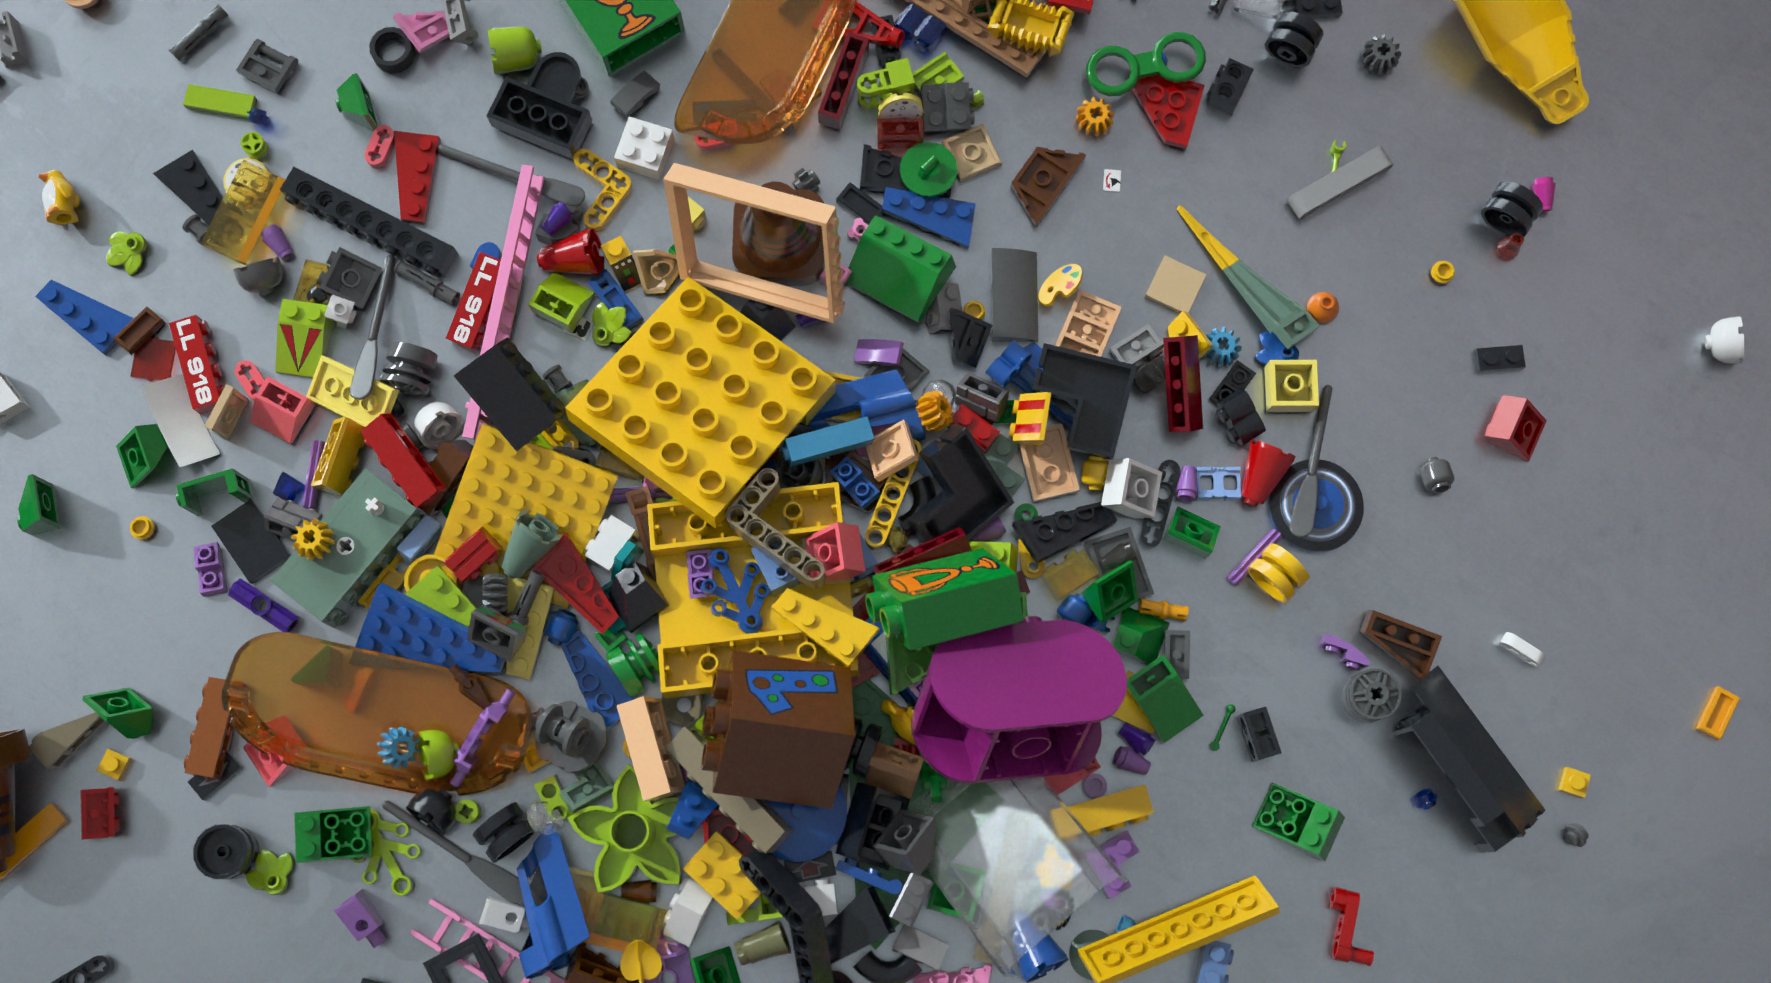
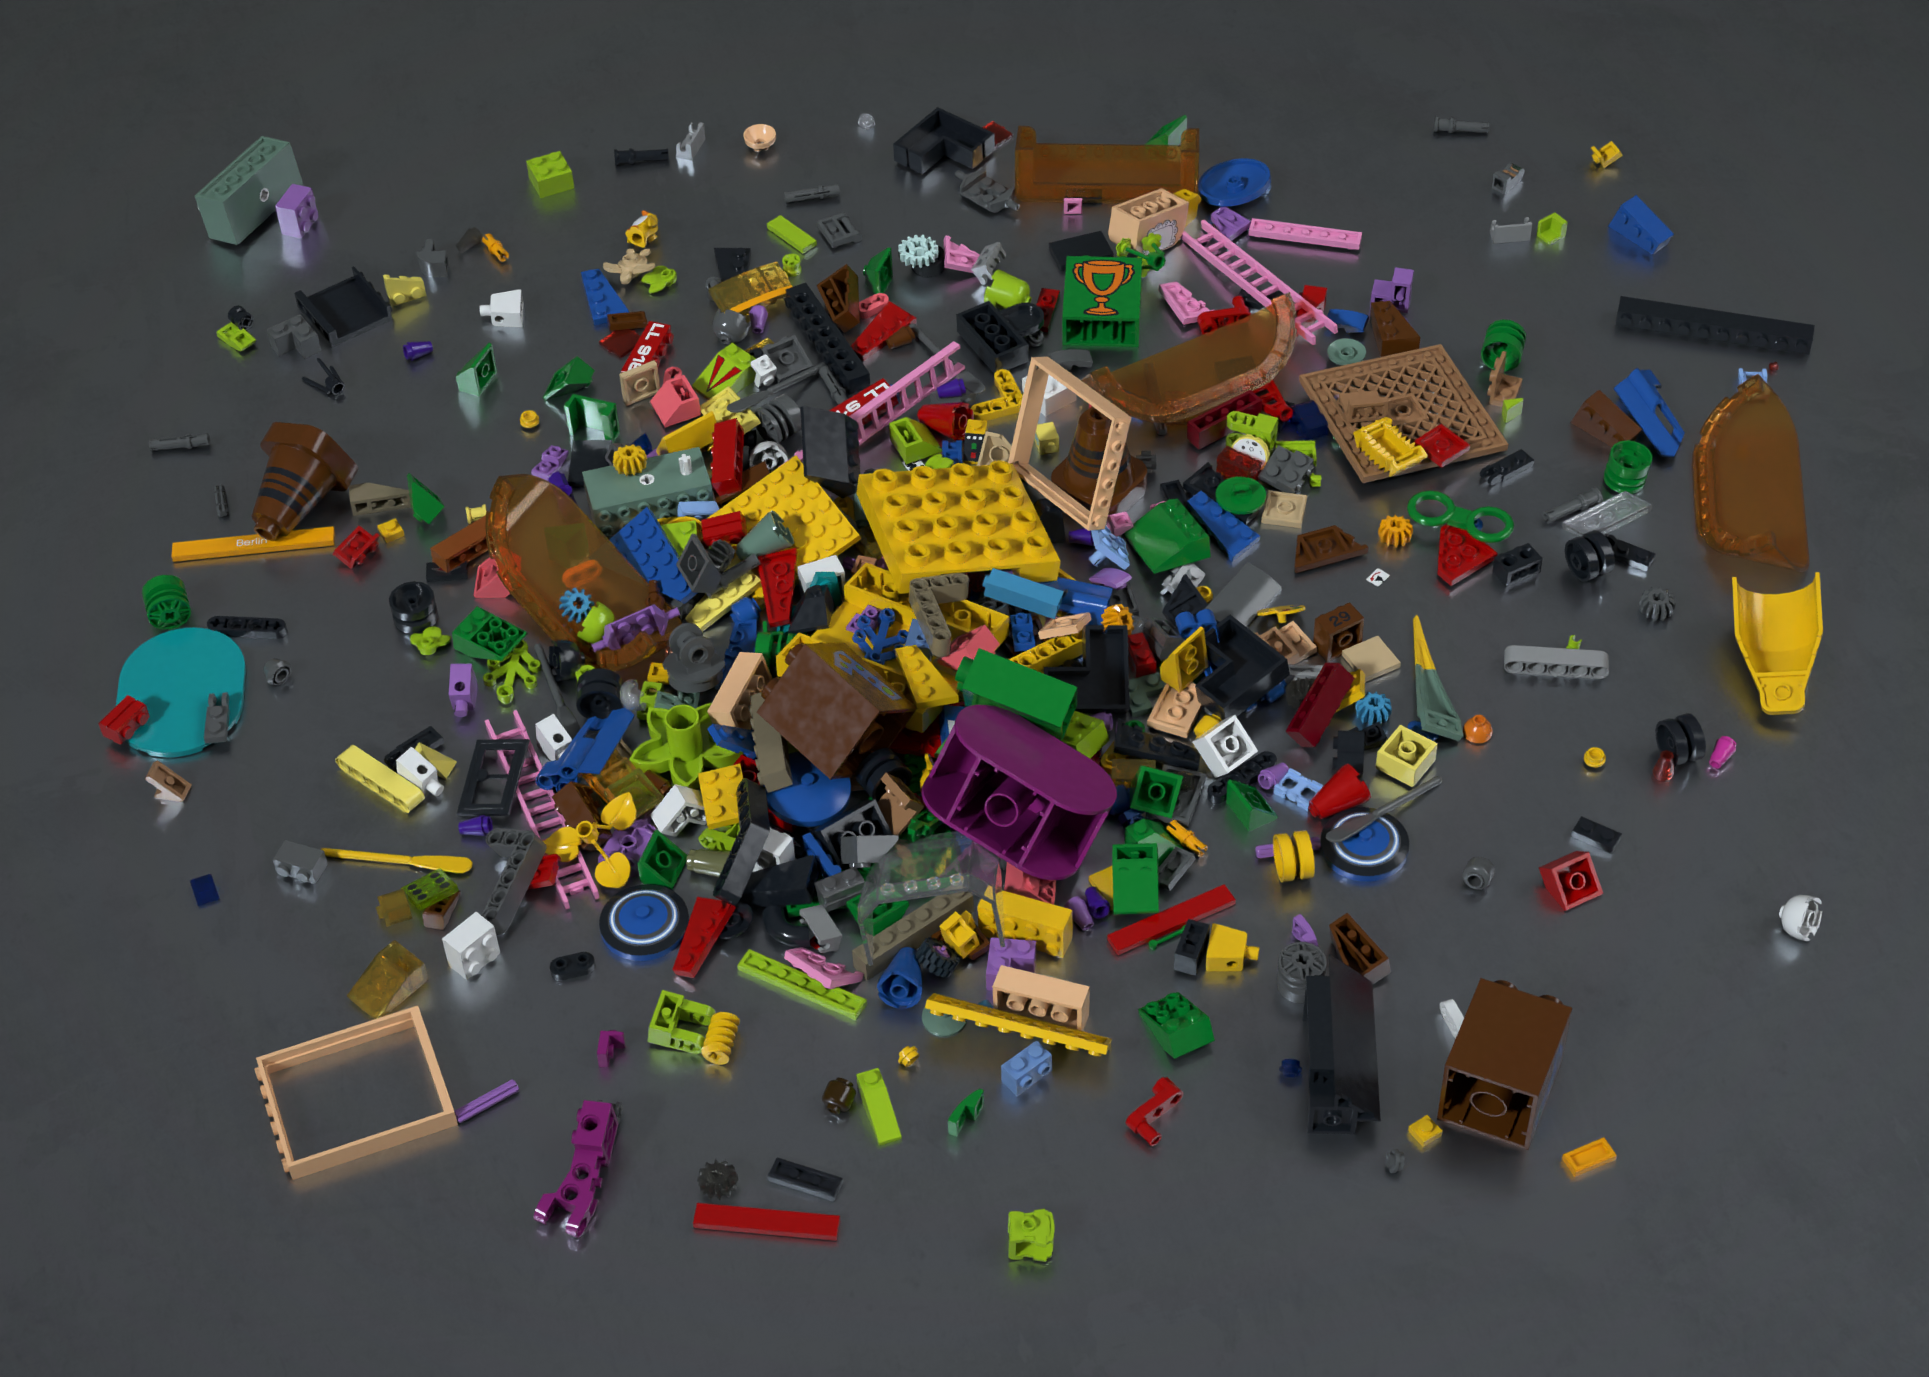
camera: 40 degrees right, 30 degrees down
(85, 256) = (631, 265): none -> tan animal
(178, 422) = (604, 375): white sticker -> none
(189, 687) = (474, 514): none -> light yellow bush
(258, 116) = (808, 251): clear blue plate -> none
(347, 164) = (841, 297): none -> reddish brown wedge
(384, 55) = (918, 251): none -> light aqua gear
(443, 173) = (900, 338): none -> reddish brown cone
(556, 34) = (1047, 302): none -> red plate
(857, 319) = (1109, 547): none -> light blue plate
(1137, 275) = (1338, 631): none -> reddish brown brick
(1176, 889) = (1041, 997): none -> light nougat brick
(1213, 707) = (1170, 919): none -> red tile
(1289, 710) = (1228, 949): none -> yellow torso
(1619, 683) = (1504, 1062): none -> reddish brown brick

